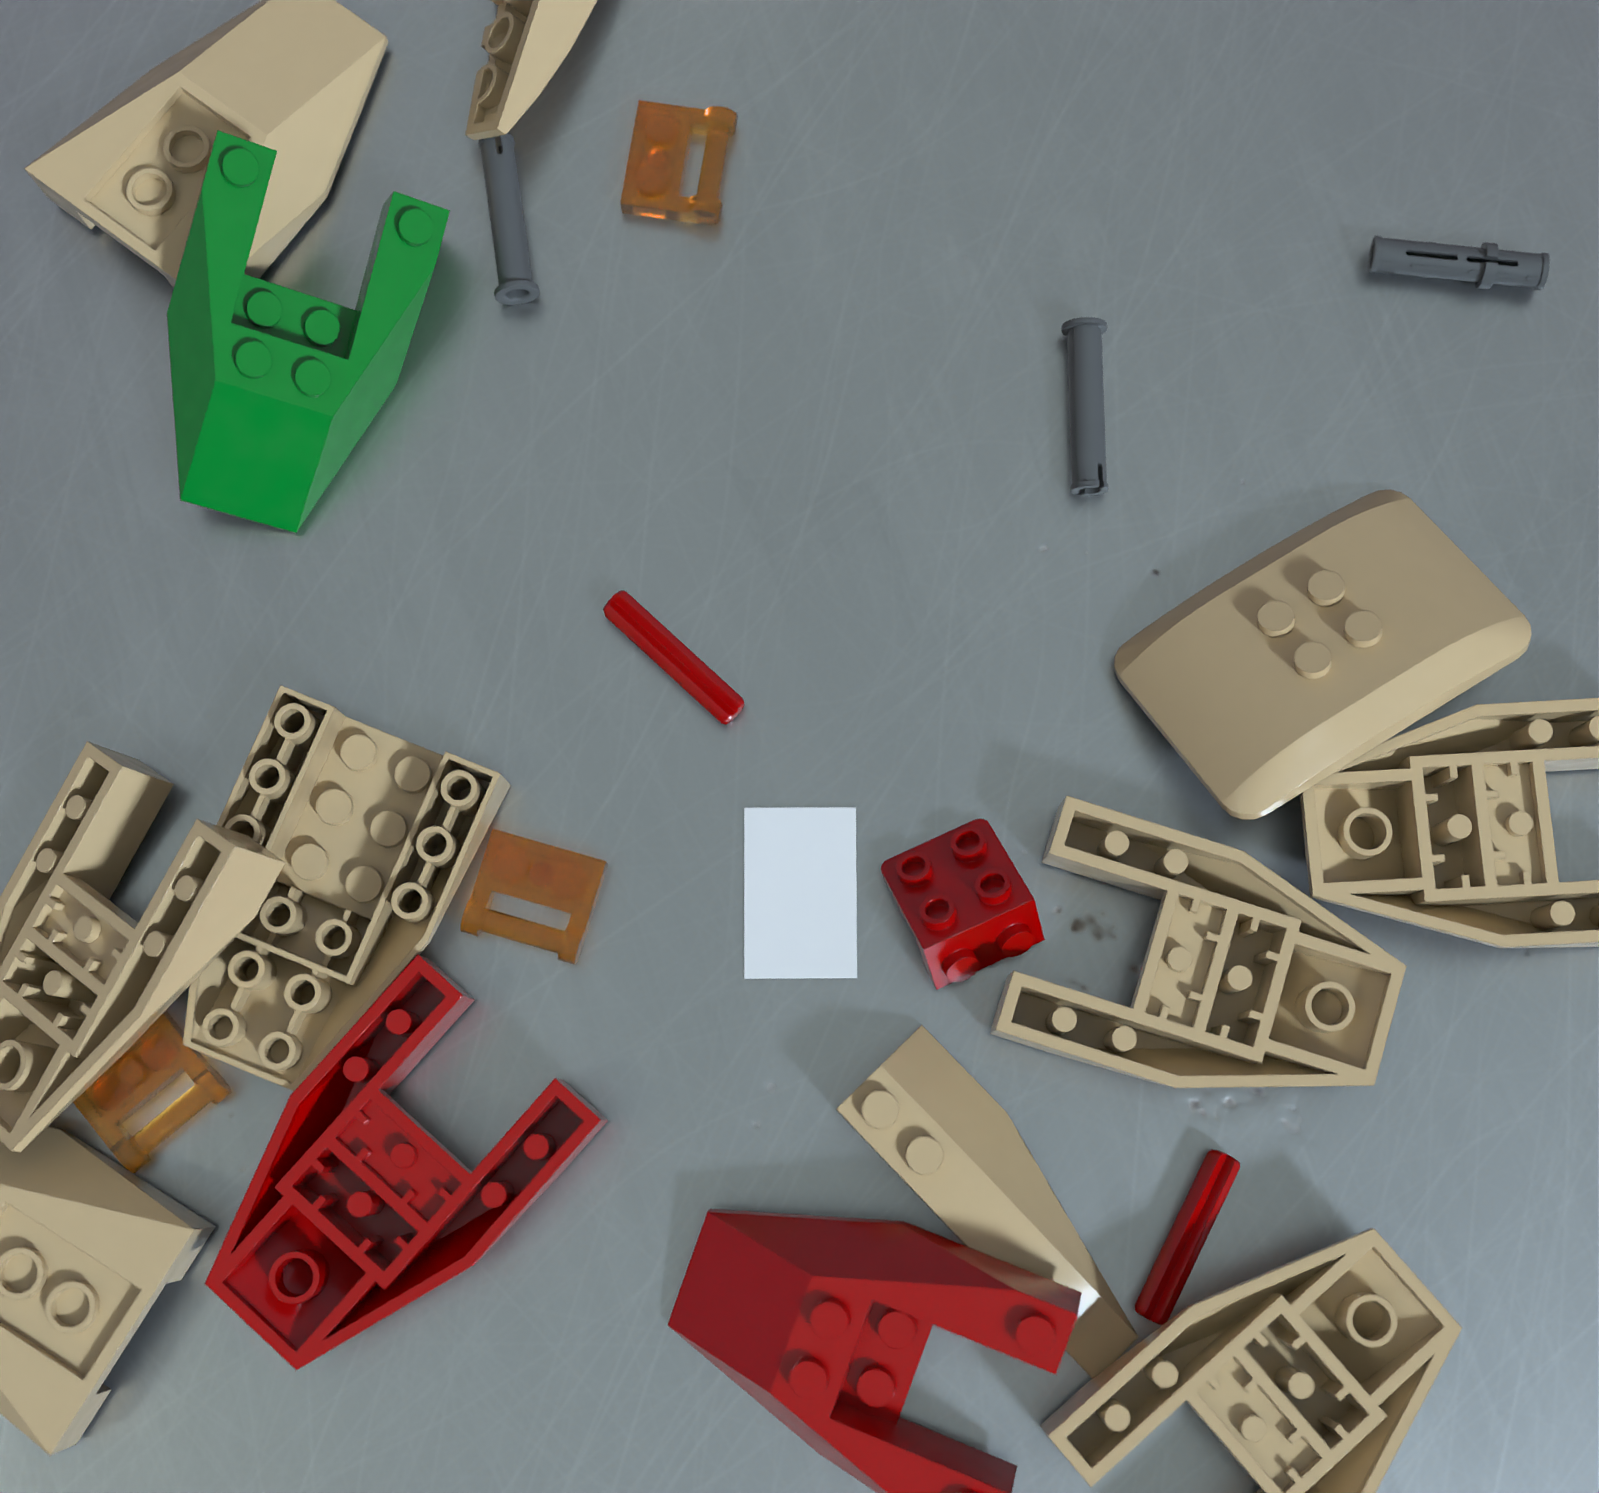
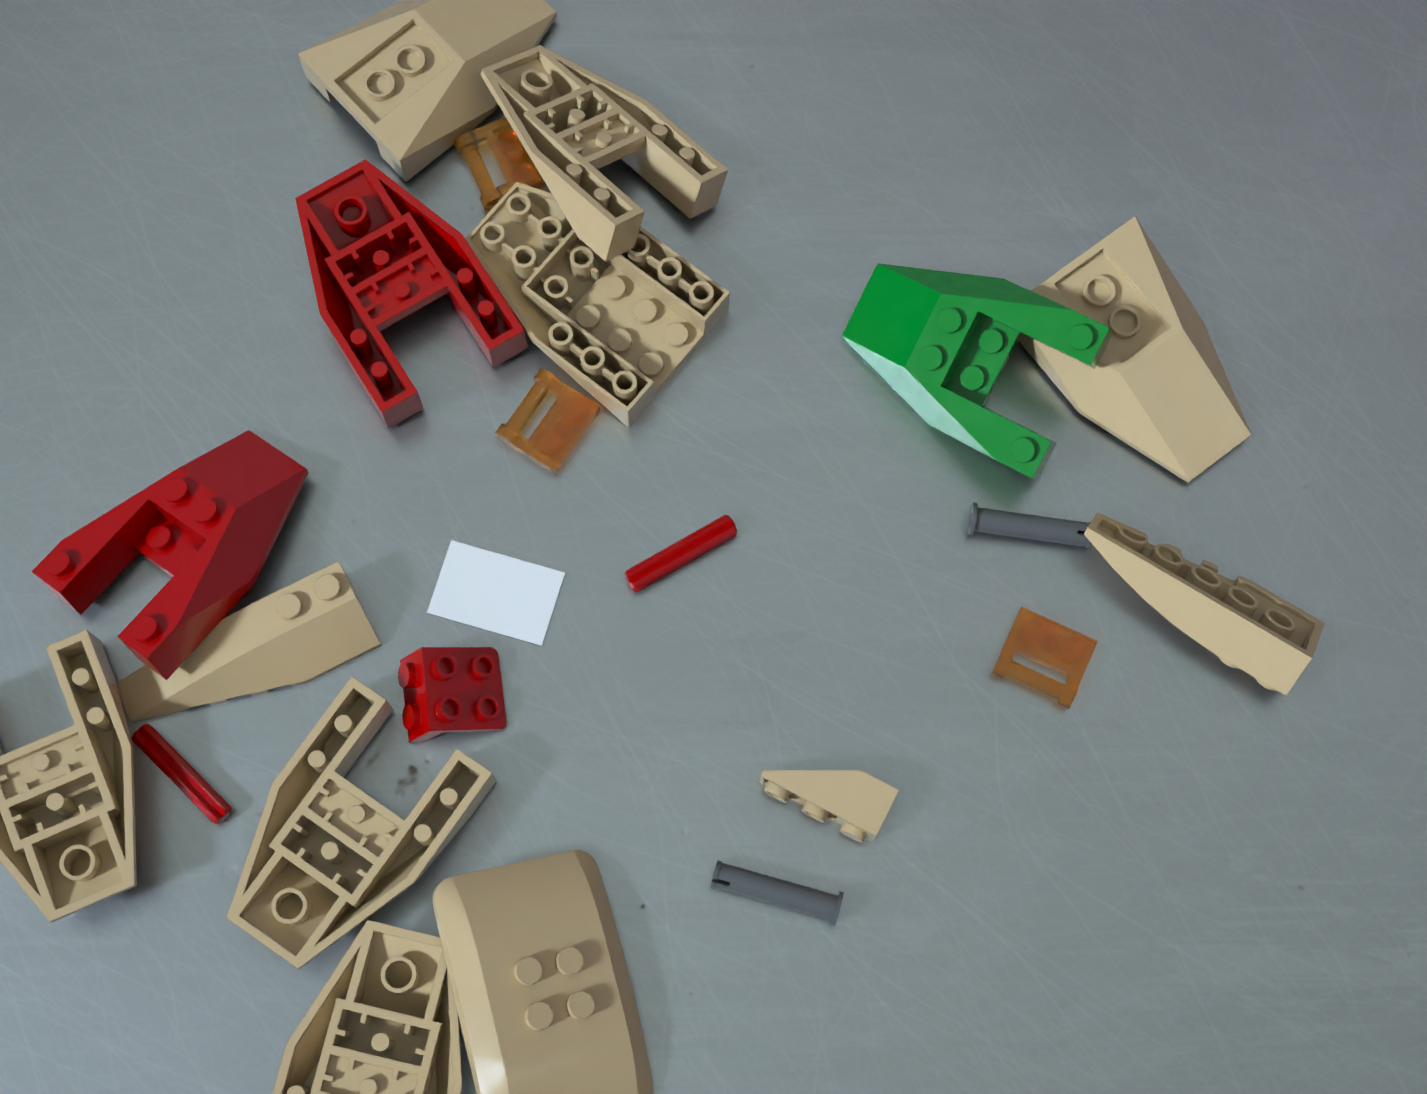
camera: 100 degrees right, 5 degrees down
(939, 355) = (843, 796): none -> tan slope

